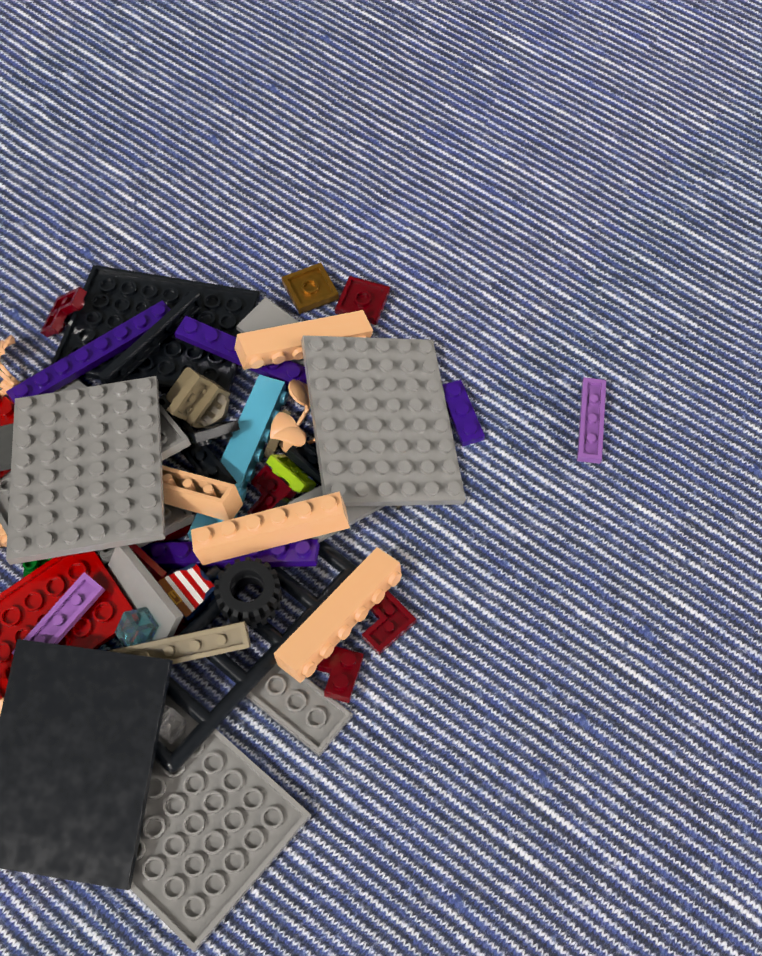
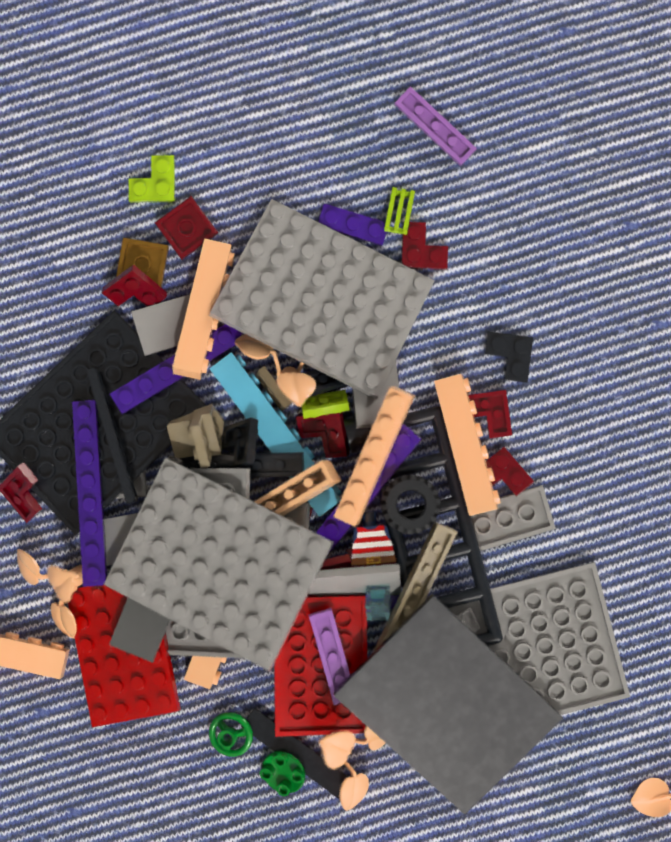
camera: 55 degrees left, 25 degrees up
(289, 286) = (134, 283): none -> dark red plate
(381, 267) = (160, 185): none -> lime plate
(458, 606) = (516, 350): none -> black plate
(478, 475) = (421, 256): none -> dark red plate
(497, 433) = (402, 194): none -> lime tile

